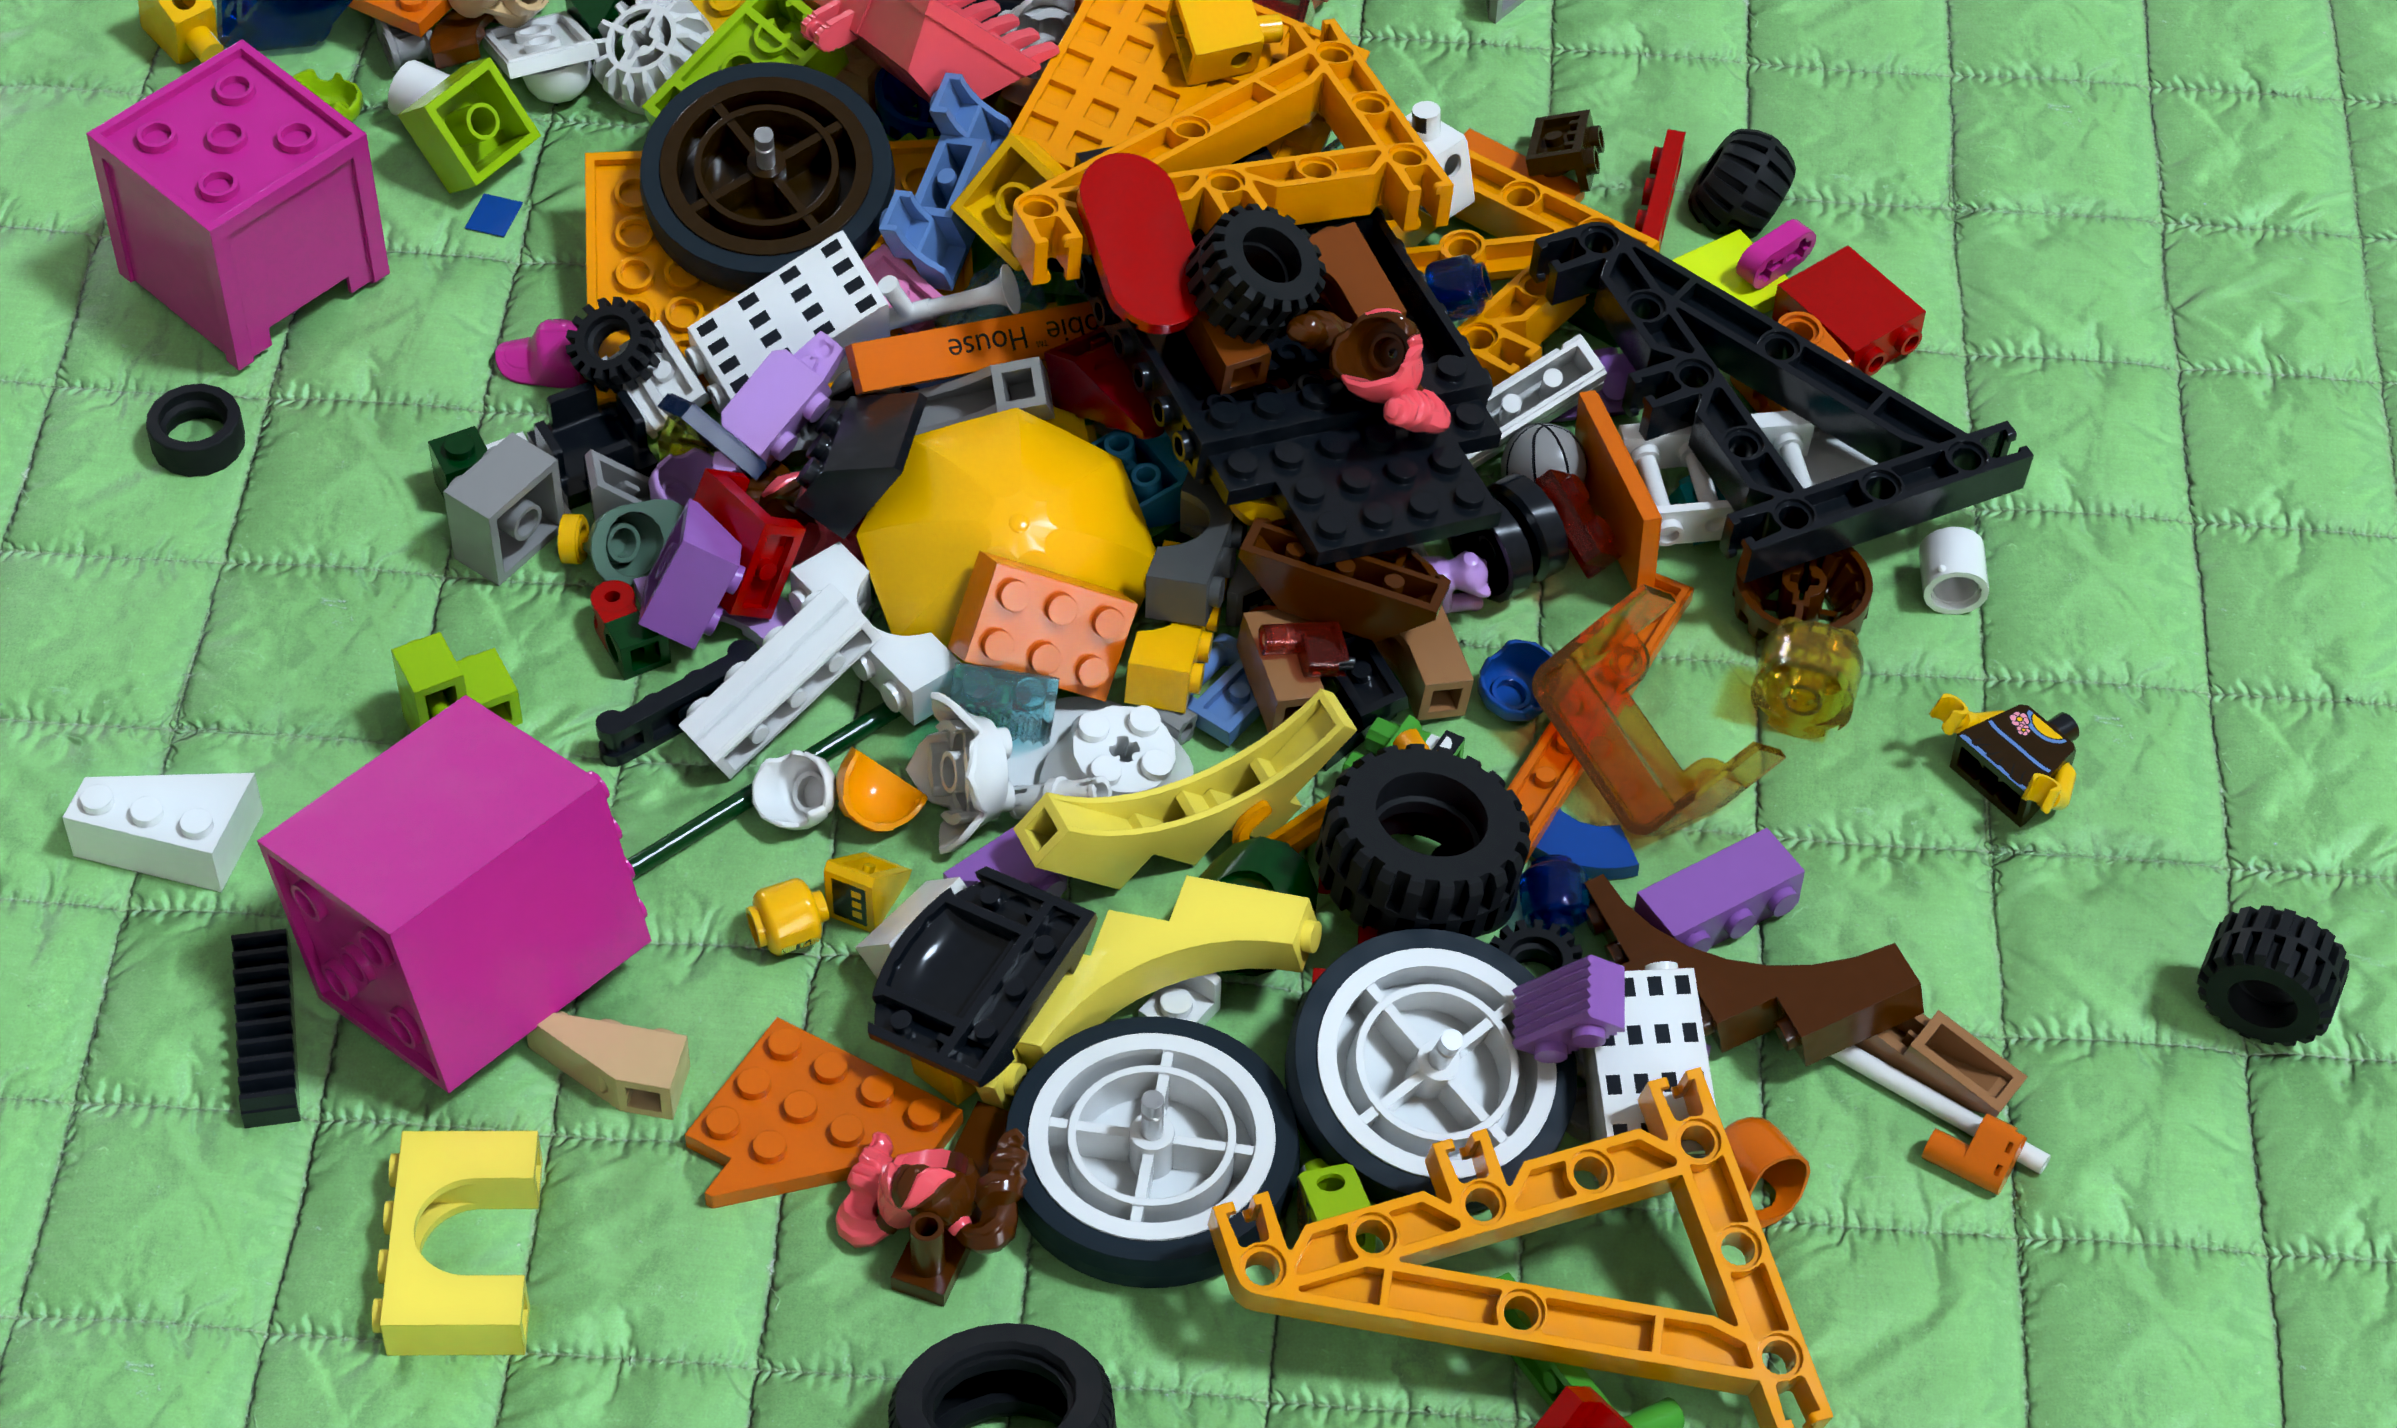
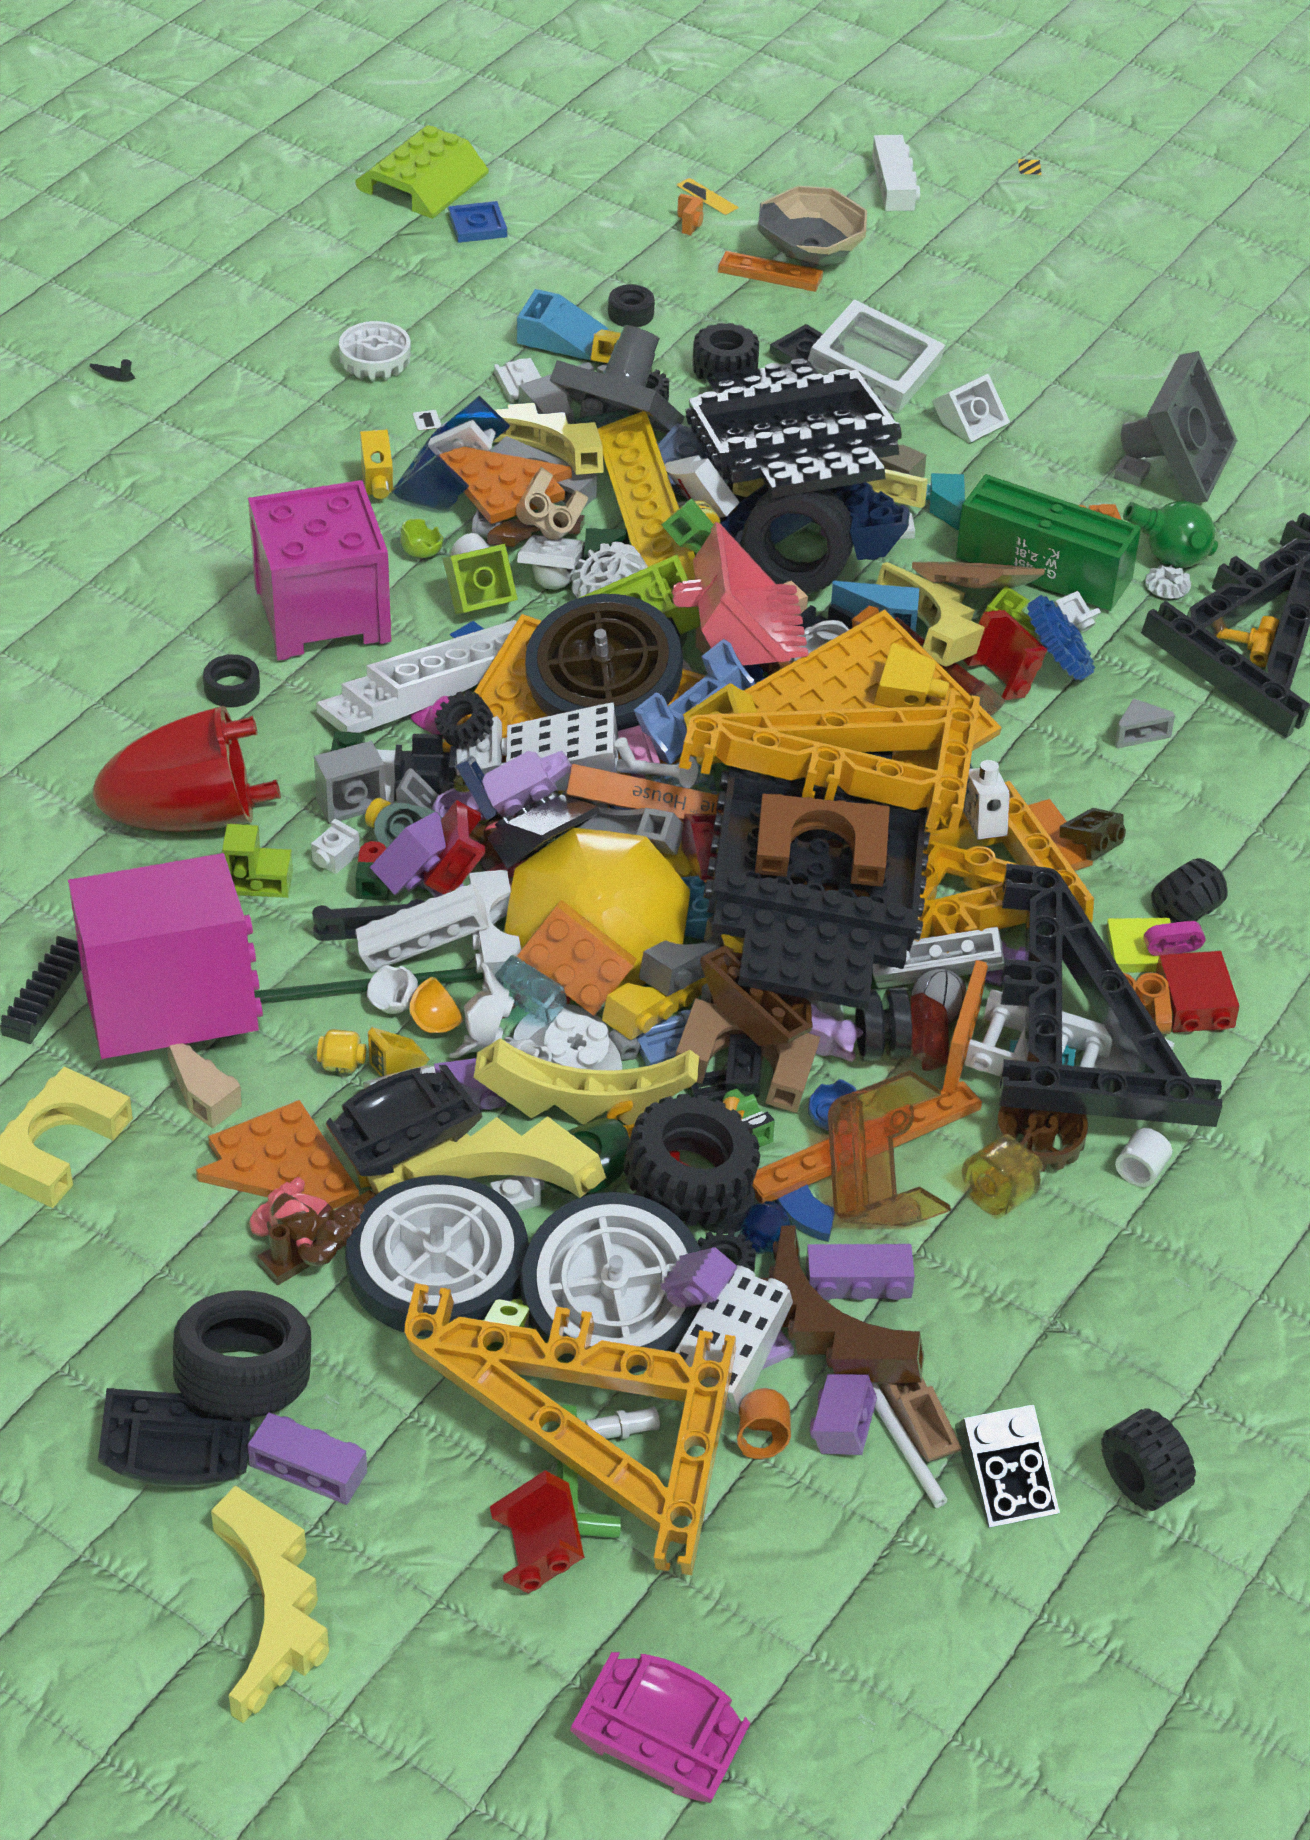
camera: 30 degrees right, 5 degrees down
(166, 824) = (56, 858): white wedge -> none
(258, 606) = (183, 776): none -> red windscreen
(482, 313) = (413, 680): none -> white slope
(546, 615) = (336, 847): none -> white brick
(1138, 241) = (748, 766): red tile -> none
(1255, 273) = (812, 791): black tyre -> none
(1317, 646) = (718, 1029): clear red piece -> none
(1365, 362) = (841, 886): hair -> none
(1460, 285) = (948, 874): clear blue head -> none
(1574, 1265) = (624, 1424): none -> white pin
(1660, 191) = (1130, 883): red plate -> none
(1850, 1106) = (843, 1414): none -> medium lavender brick
(1987, 1158) = (906, 1480): orange piece -> none
(2012, 756) = (1097, 1272): torso -> none
(2094, 1070) = (1007, 1465): none -> slope

